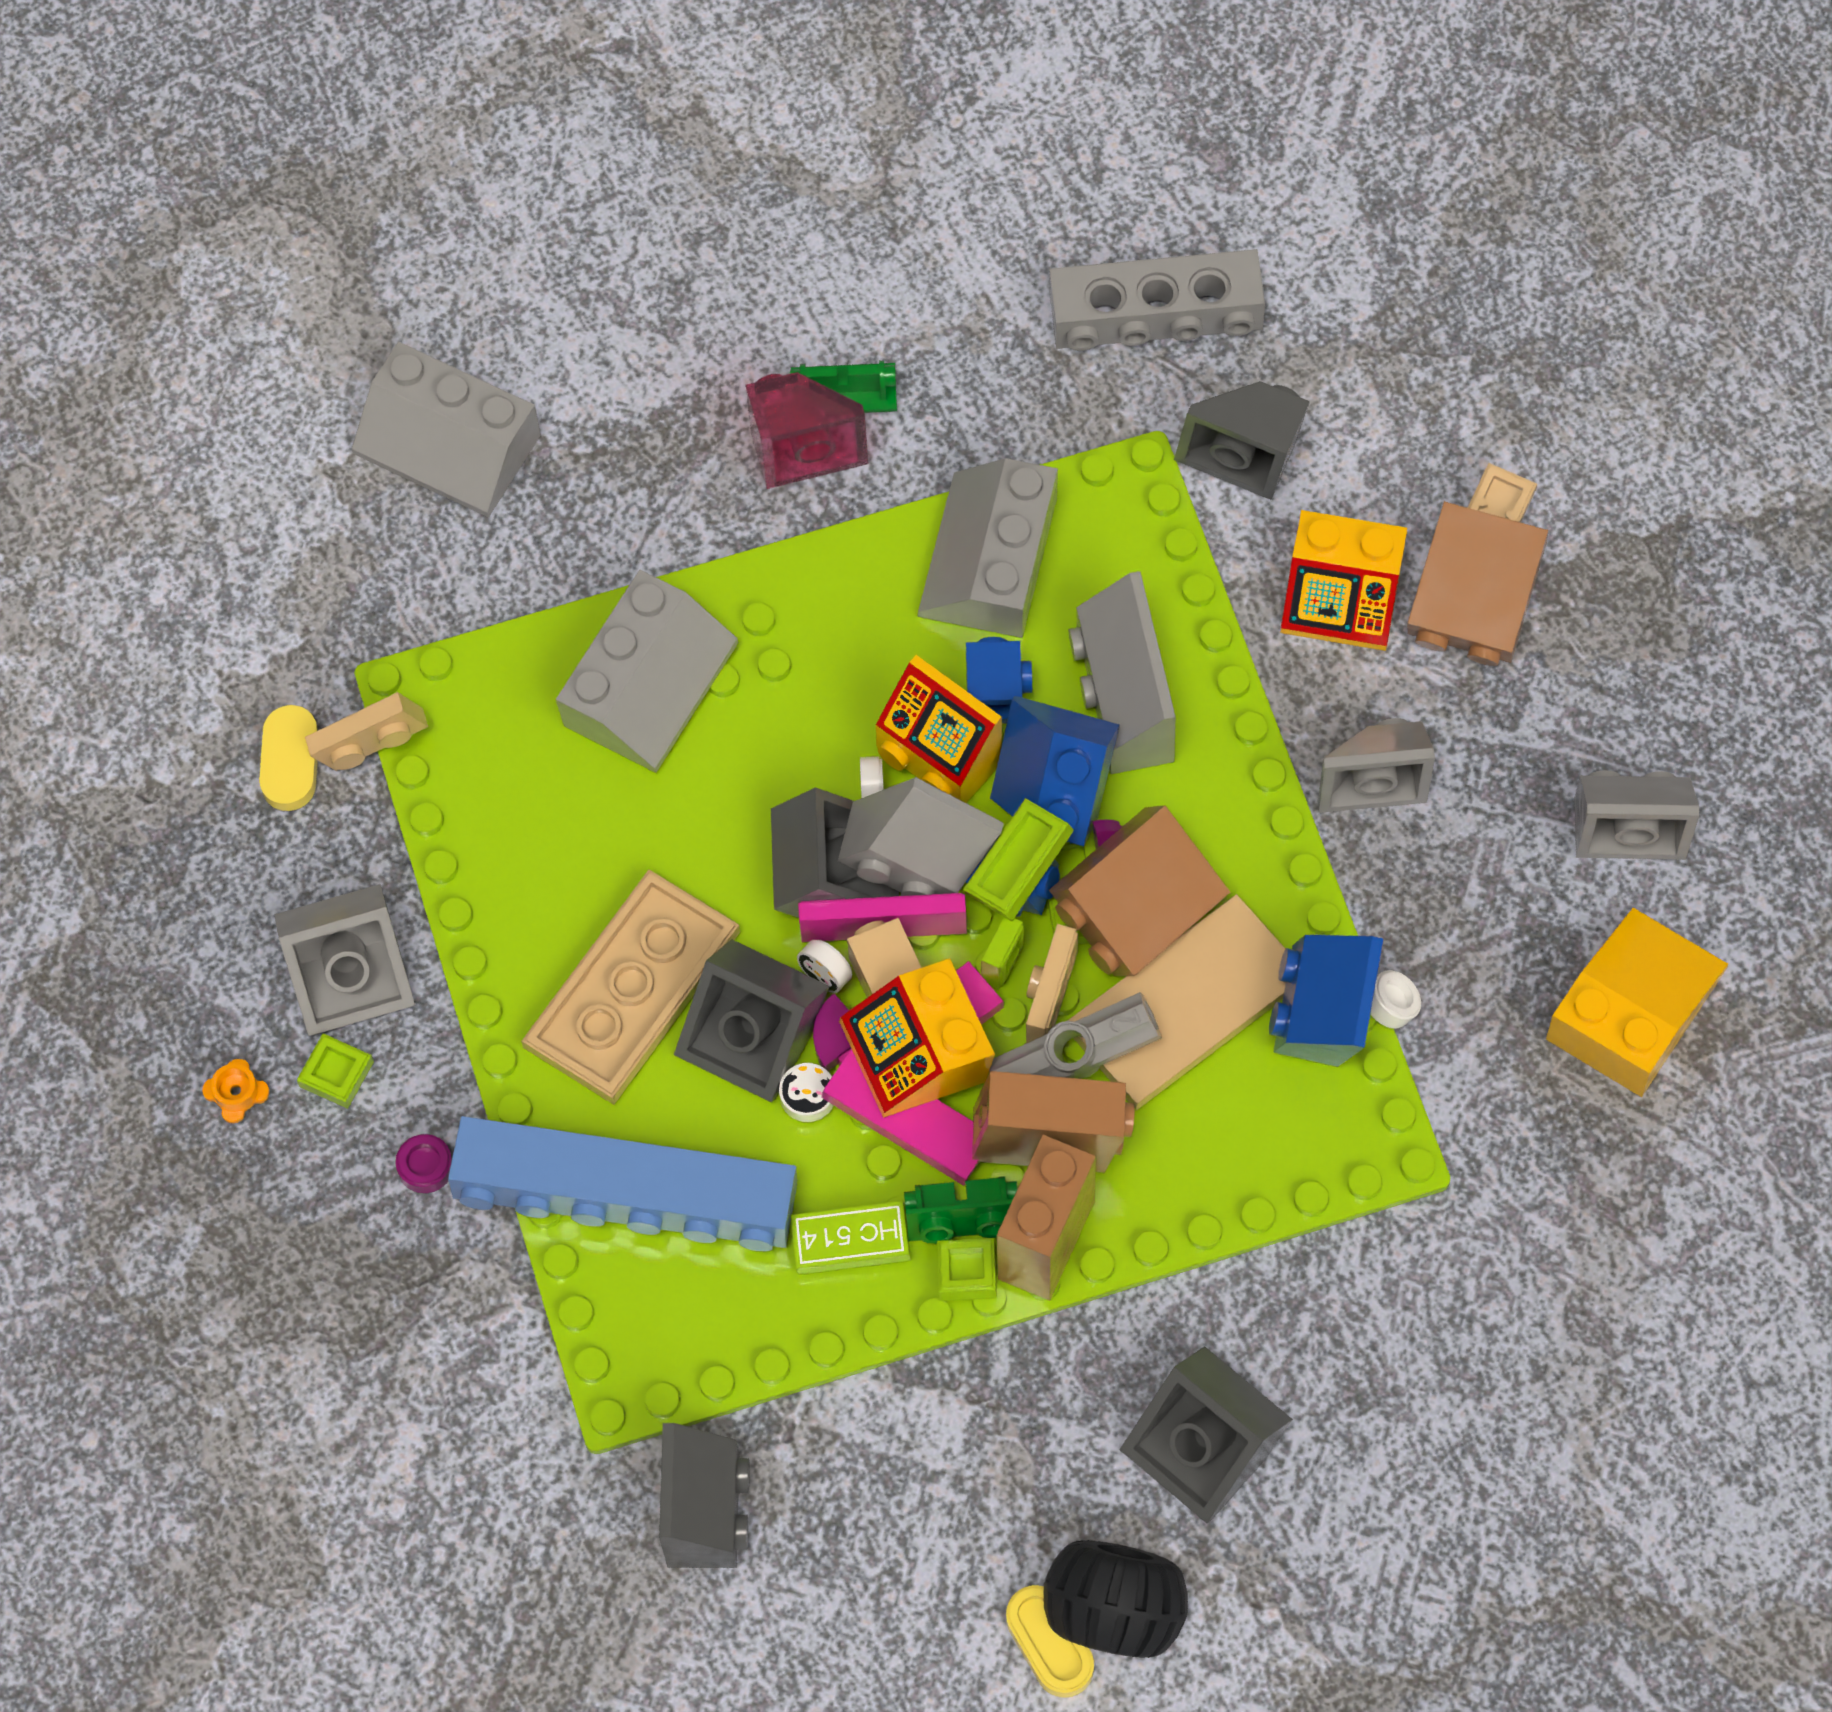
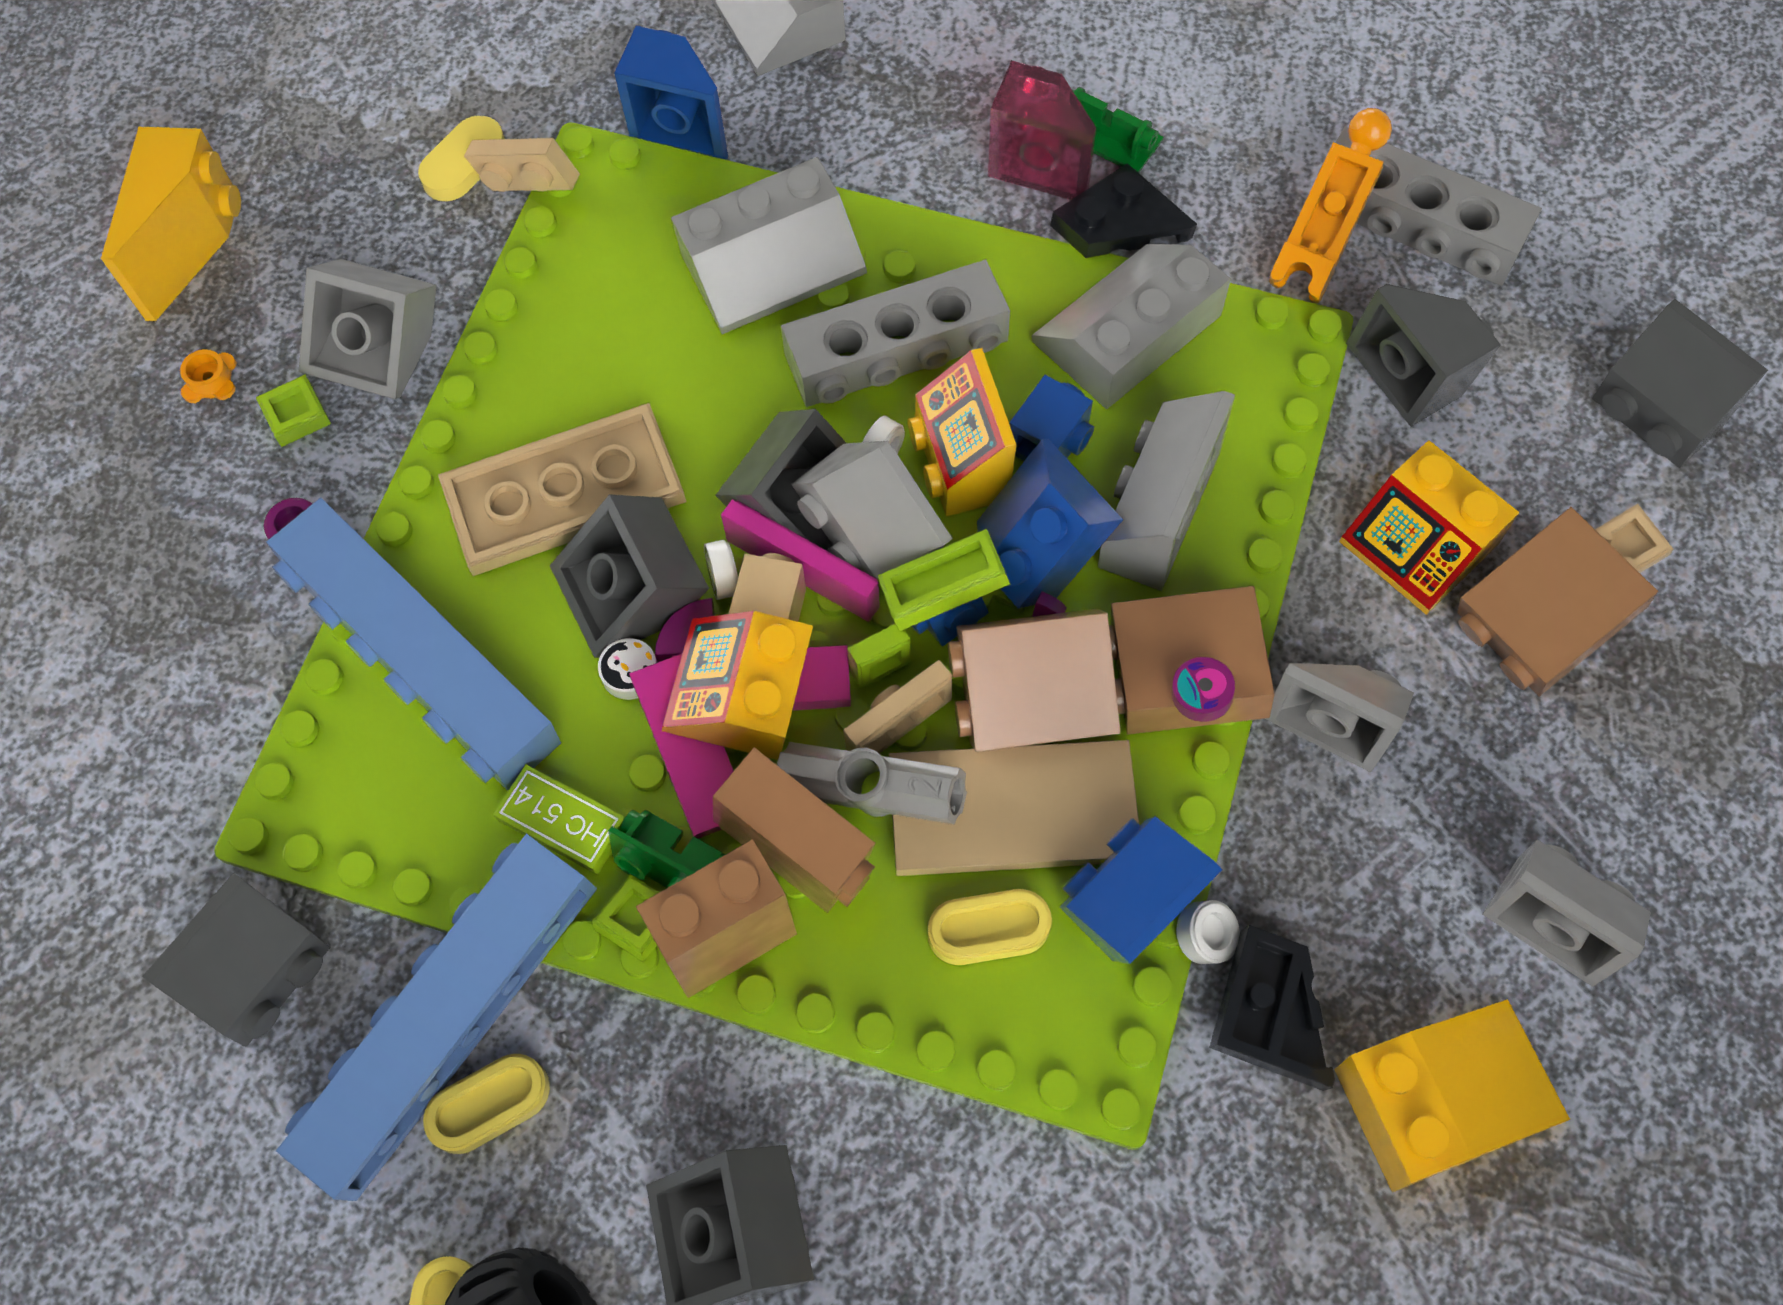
camera: 35 degrees right, 0 degrees up
(86, 945) = (168, 216): none -> yellow slope
(456, 585) = (669, 94): none -> blue slope
(846, 613) = (911, 311): none -> light grey brick
(880, 1432) = (435, 1020): none -> medium blue brick
(911, 457) = (1120, 214): none -> black wing
(957, 1476) = (486, 1103): none -> light yellow tile
(1091, 348) = (1334, 205): none -> light orange plate
(1232, 1101) = (989, 926): none -> light yellow tile
(1243, 800) = (1162, 633): none -> medium nougat brick
(1272, 818) = (1203, 689): none -> tile
(1457, 343) = (1678, 383): none -> dark grey slope
(1474, 1024) = (1272, 1011): none -> black wing

